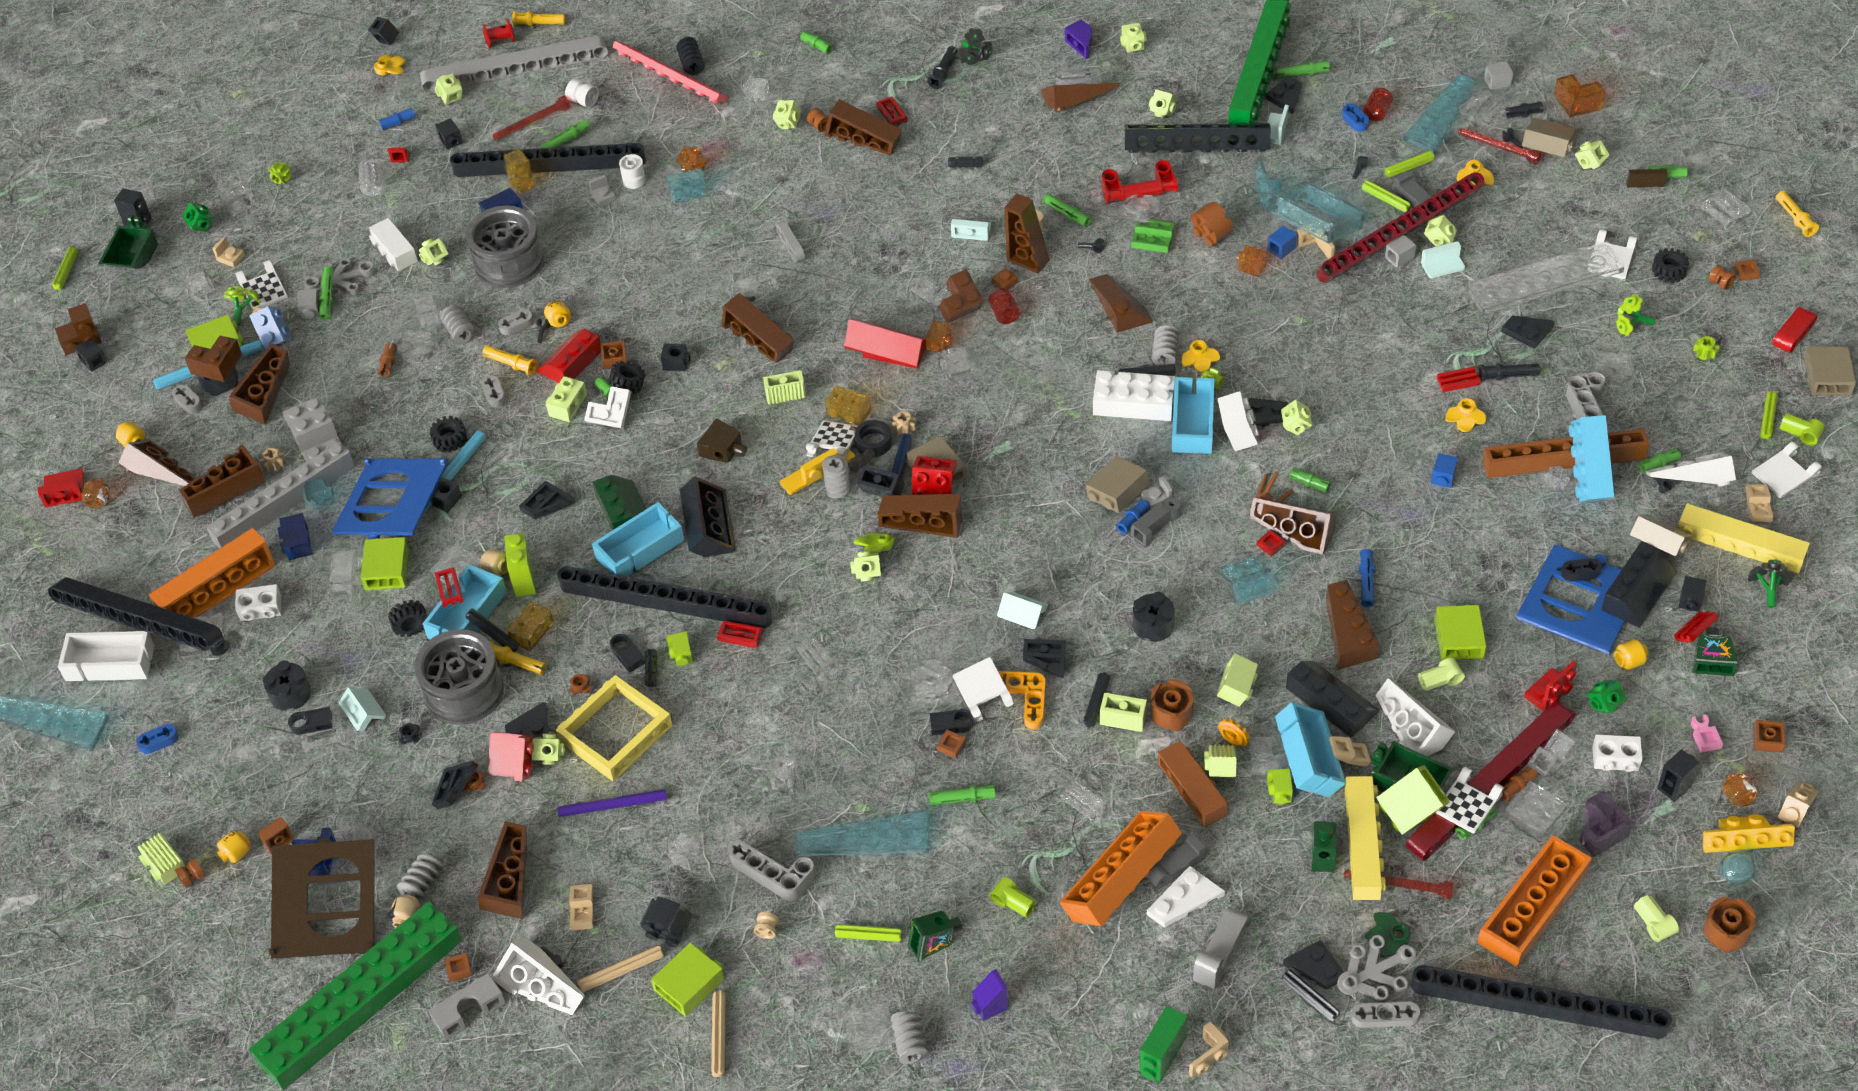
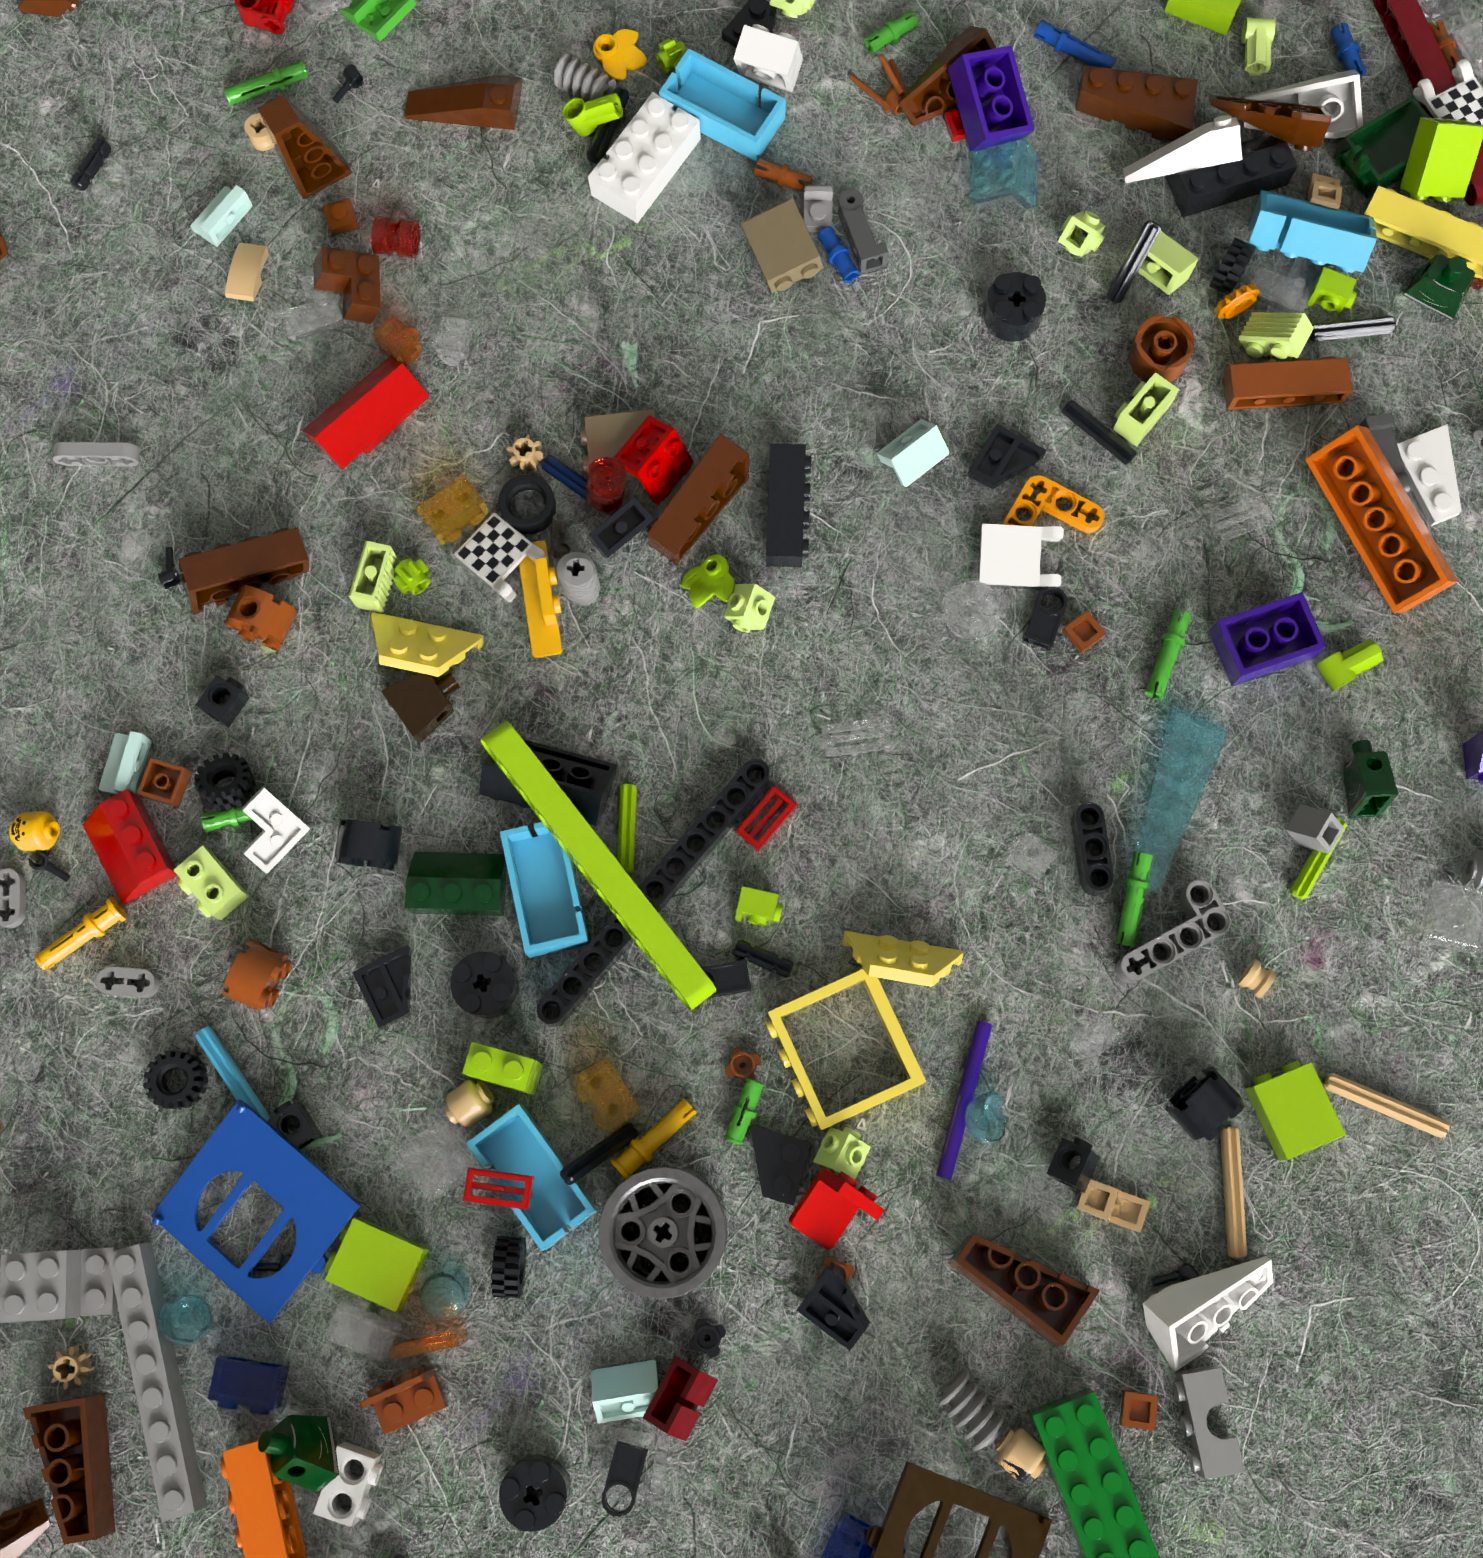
camera: 65 degrees left, 25 degrees up
(267, 566) = (302, 1451): none -> dark green torso
(317, 606) = (406, 1402): none -> dark orange bracket
(349, 600) = (428, 1344): none -> clear orange tile
(367, 728) = (678, 1398): none -> dark red piece
(381, 601) = (445, 1293): none -> clear light blue hair
(521, 437) = (256, 975): none -> dark orange brick
(551, 694) = (736, 1131): none -> bright green pin
(567, 541) = (468, 977): none -> black brick
(595, 869) = (1081, 1175): none -> black brick
(604, 813) = (985, 1118): none -> clear light blue hair
(619, 333) = (125, 763): none -> light aqua panel
(622, 452) = (368, 842): none -> black brick
(658, 553) = (598, 865): none -> lime beam
(682, 730) = (901, 960): none -> light yellow wing
(697, 569) = (627, 827): none -> lime axle
(730, 348) = (261, 617): none -> dark orange brick
(755, 425) = (420, 645): none -> light yellow wing
(793, 832) = (1134, 898): none -> bright green pin
(796, 404) = (412, 576): none -> lime gear
(813, 796) = (1092, 834): none -> black beam
(882, 915) = (1315, 828): none -> light grey brick
(901, 460) = (606, 484): none -> clear red wheel
(937, 254) = (244, 273): none -> tan slope
(944, 556) = (786, 505): none -> black brick
(1000, 839) = (1267, 639): none -> dark purple brick
(1143, 357) = (587, 115): none -> lime piece
(1169, 466) = (782, 175): none -> dark orange pin
(1220, 660) = (1133, 261): none -> black axle
(1227, 630) = (1073, 236): none -> yellowish green brick
(1257, 718) = (1232, 266): none -> black tyre
(1263, 811) = (1353, 328): none -> axle
(1286, 540) = (990, 98): none -> dark purple brick
(1333, 668) = (1204, 147): none -> white wedge
(1386, 706) = (1290, 122): none -> reddish brown wedge
(1473, 729) = (1347, 50): none -> blue pin

